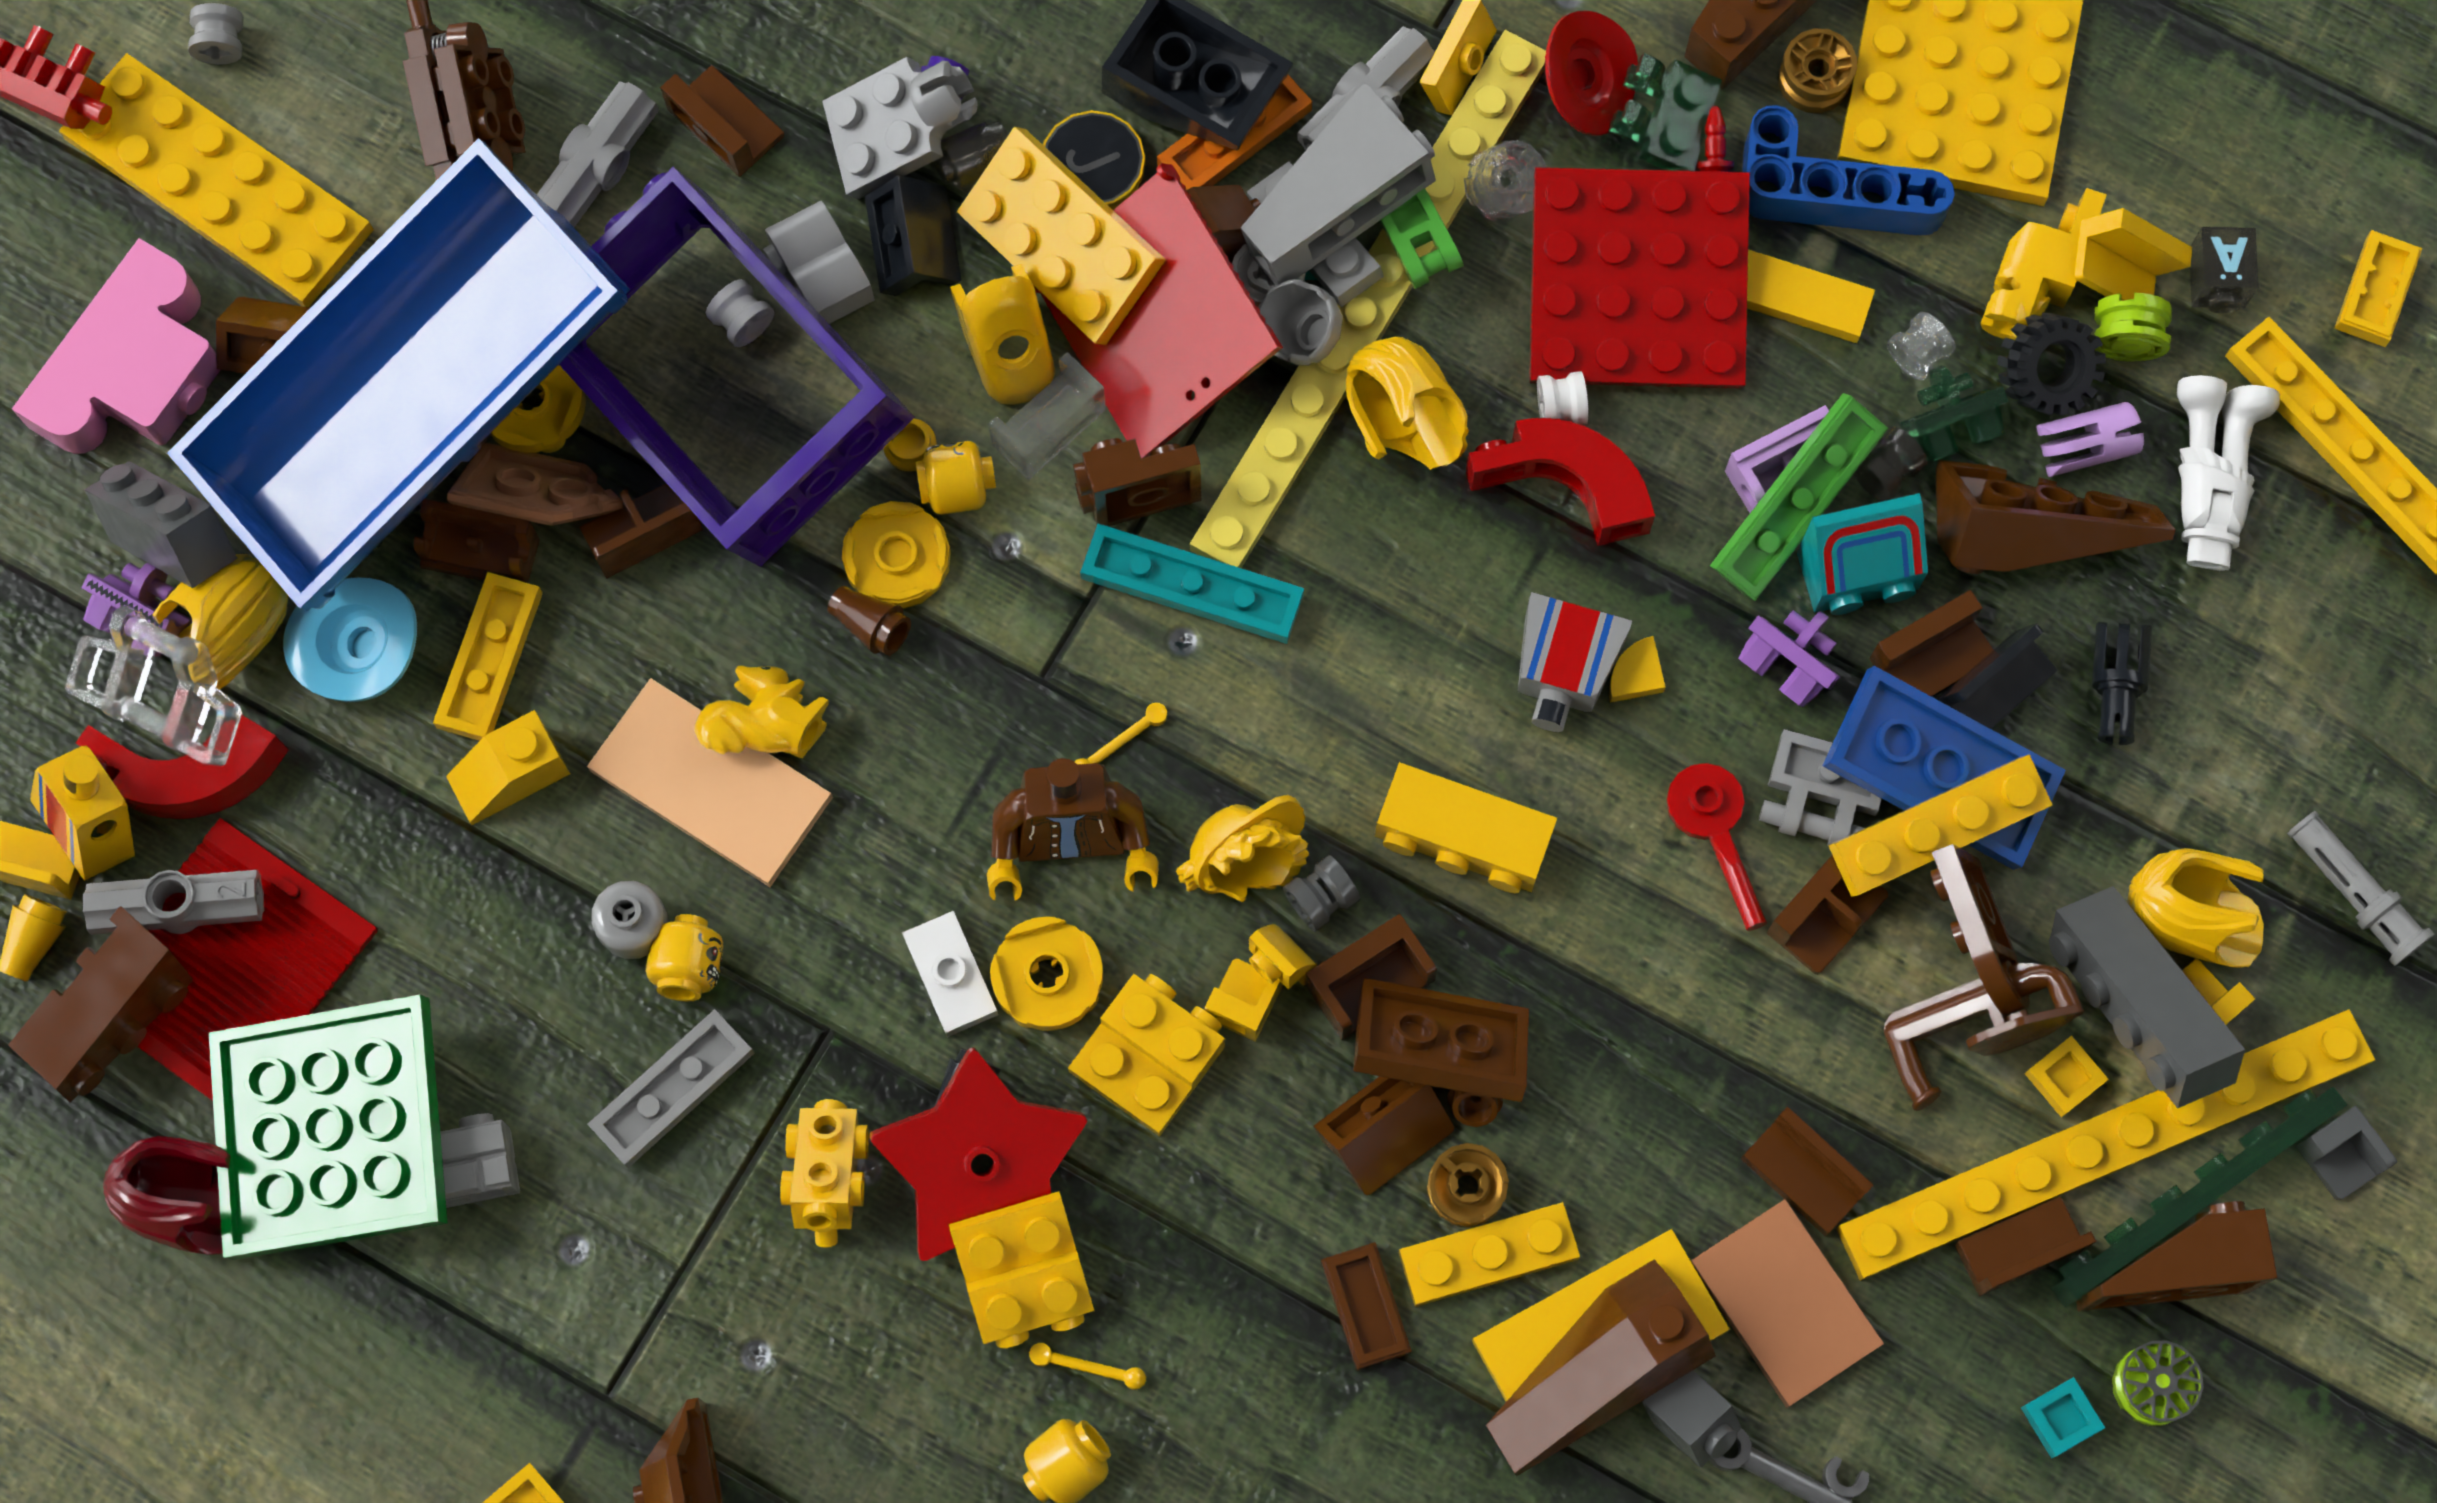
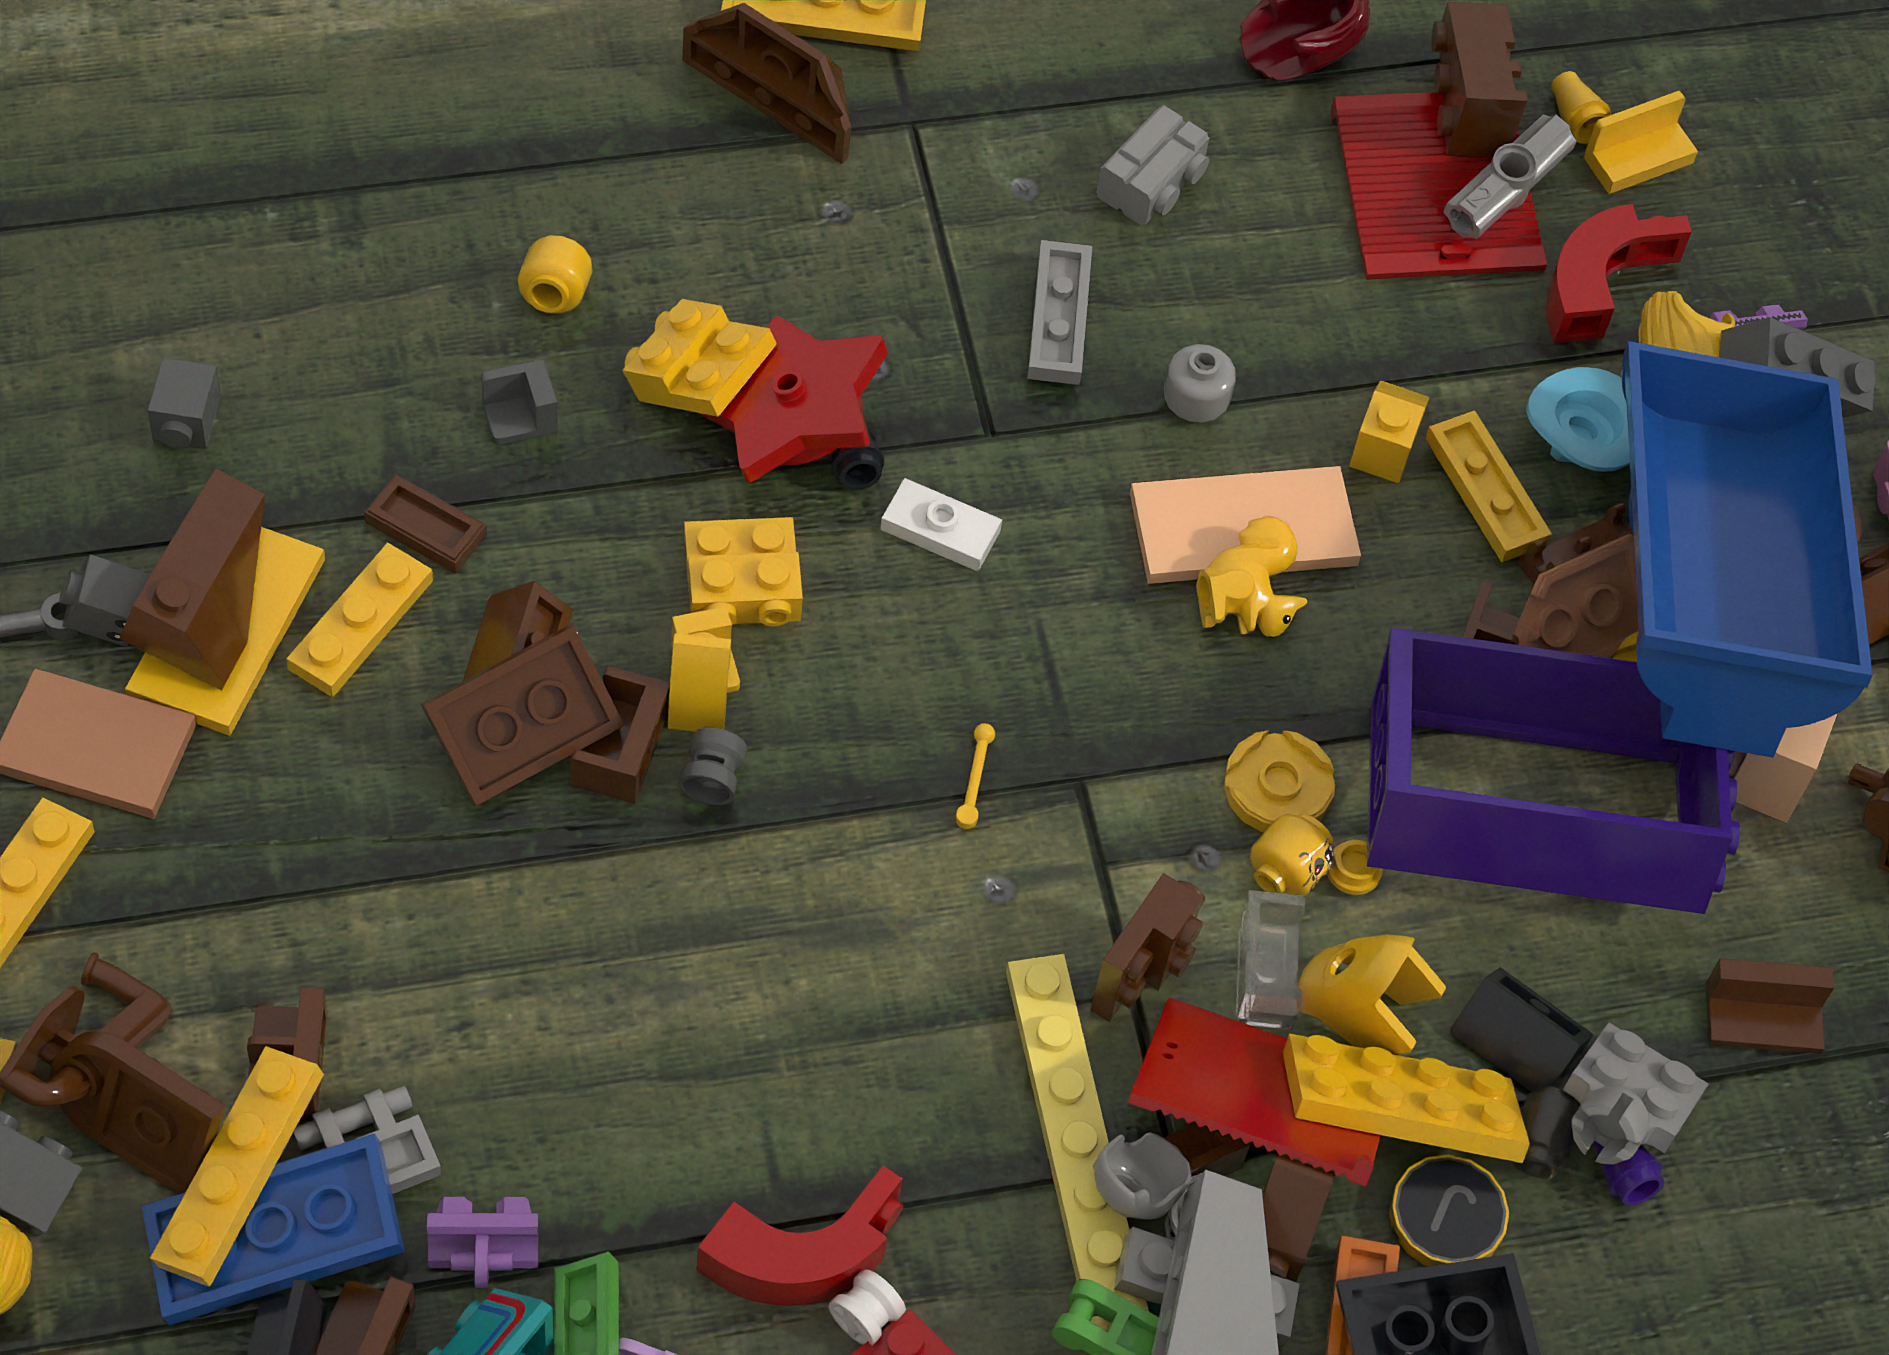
camera: 130 degrees right, 15 degrees down
(73, 799) = (1630, 176): yellow torso -> none
(135, 648) = (1652, 280): clear bar -> none
(327, 1127) = (1255, 111): plate -> none
(598, 153) = (1823, 893): light grey piece -> none
(685, 958) = (1135, 389): yellow head -> none
(819, 262) = (1567, 944): light grey brick -> none
(825, 1169) = (893, 307): yellow brick -> none
(871, 620) = (1244, 712): reddish brown cone -> none
(1019, 958) = (862, 595): yellow plate -> none
(1042, 1355) = (556, 365): yellow hinge -> none
(1065, 815) = (950, 672): reddish brown torso -> none
(1192, 583) = (1029, 924): teal plate -> none
(1200, 1355) = (519, 402): none -> dark grey panel
(1247, 849) = (803, 747): yellow hair -> none
(1405, 403) = (1010, 1197): yellow hair -> none
(1464, 829) = (642, 895): yellow brick -> none
(1470, 1208) = (433, 660): pearl gold wheel -> none
(1567, 657) = (676, 1091): torso -> none
(1637, 672) = (606, 1134): yellow tile -> none
(1707, 805) = (457, 1074): red piece -> none
(1806, 1171) = (149, 844): reddish brown panel -> none

